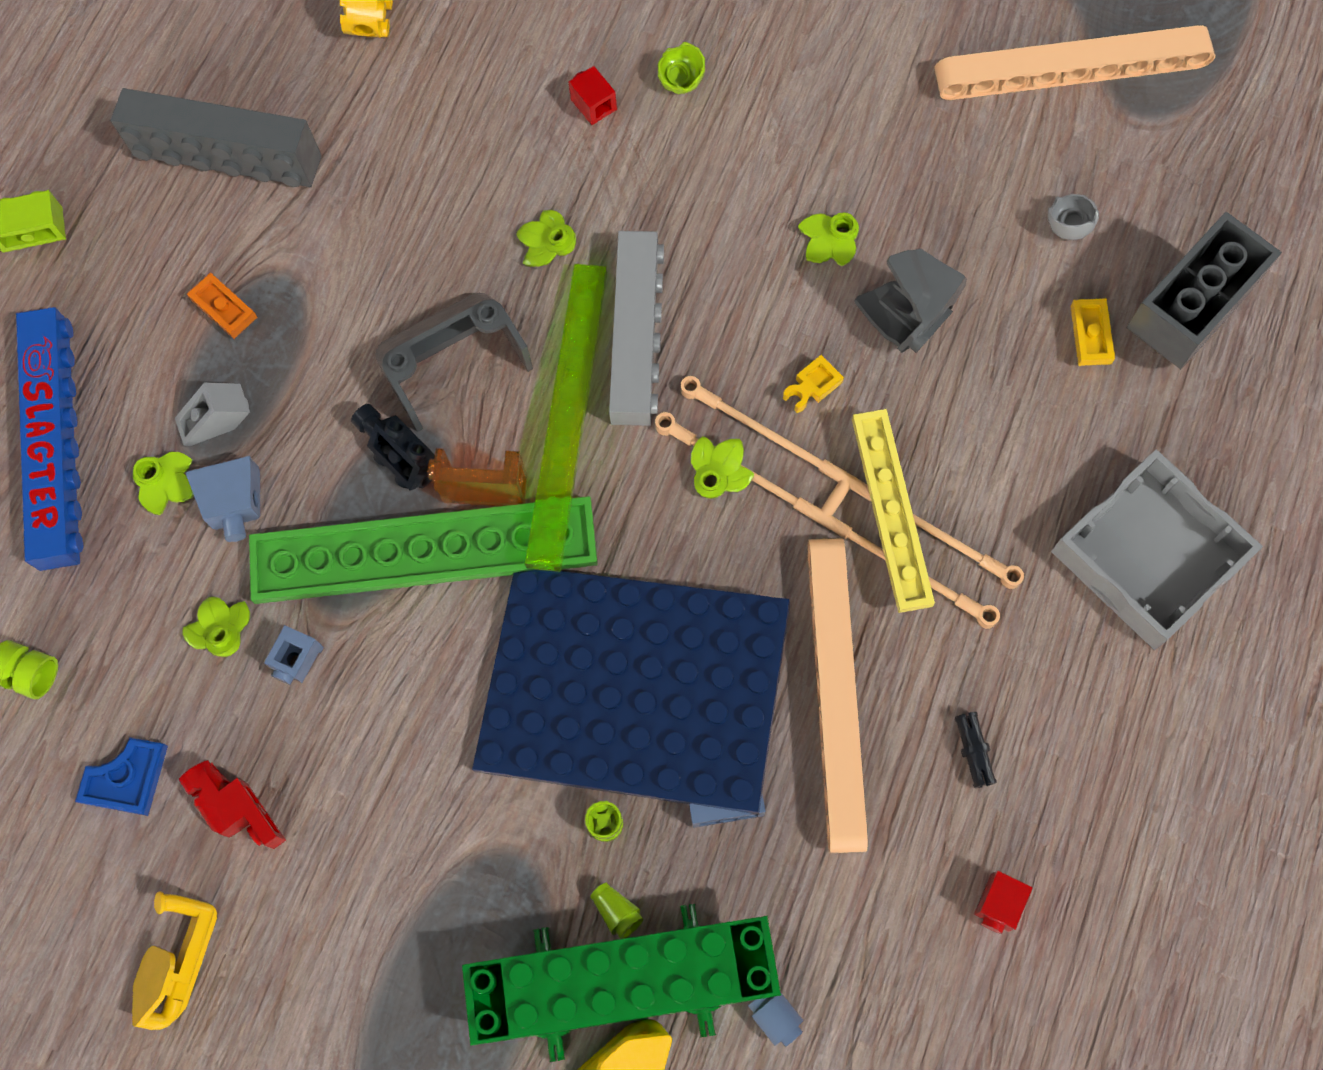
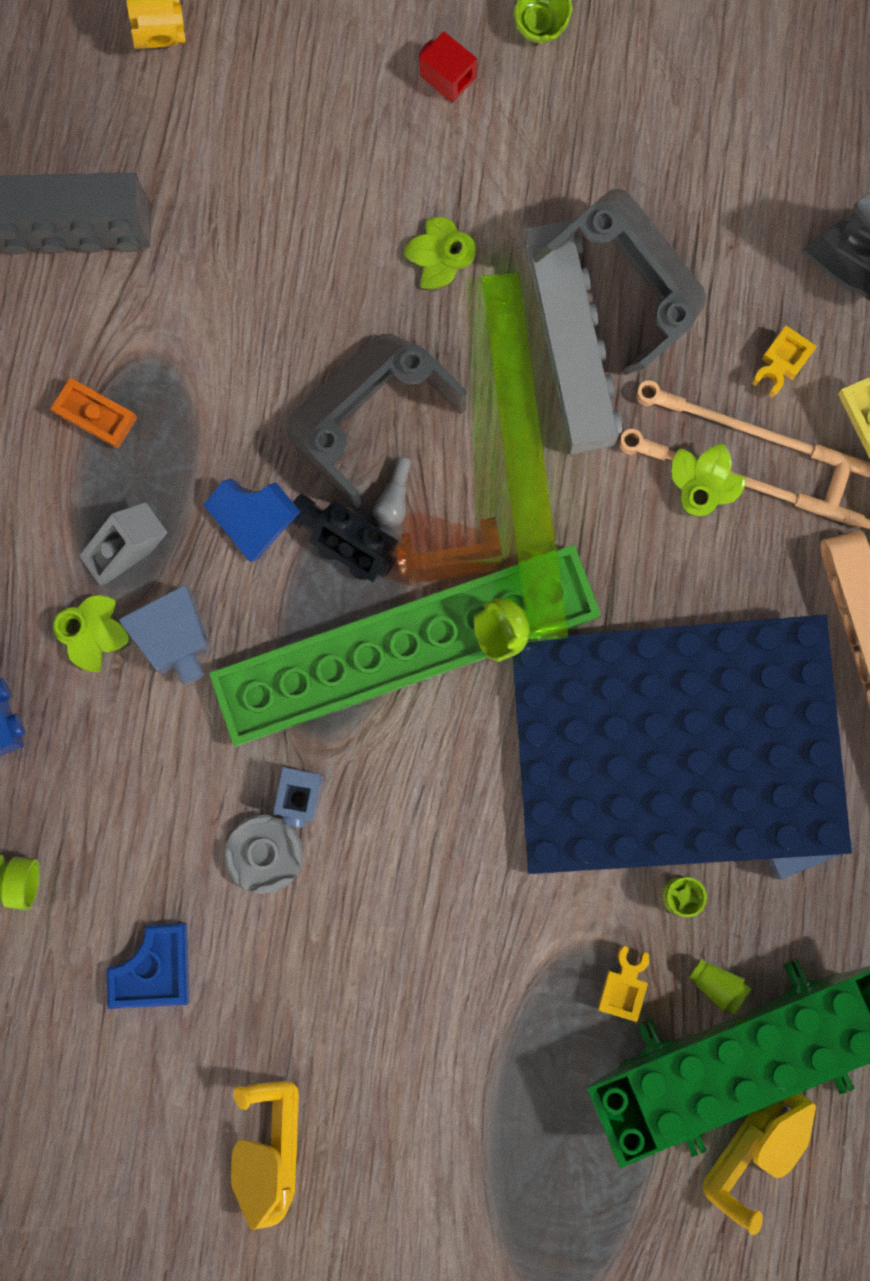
camera: 15 degrees left, 10 degrees up
(216, 622) = (198, 777): lime plate -> none
(229, 805) = (279, 976): red plate -> none
(250, 701) = (263, 854): none -> light grey tile
(324, 414) = (251, 516): none -> blue tile
(445, 431) = (390, 507): none -> light grey piece
(504, 549) = (501, 629): none -> lime hair
(527, 894) = (622, 991): none -> yellow plate
(734, 308) = (682, 296): none -> dark grey windscreen
(827, 241) = (756, 187): lime plate -> none

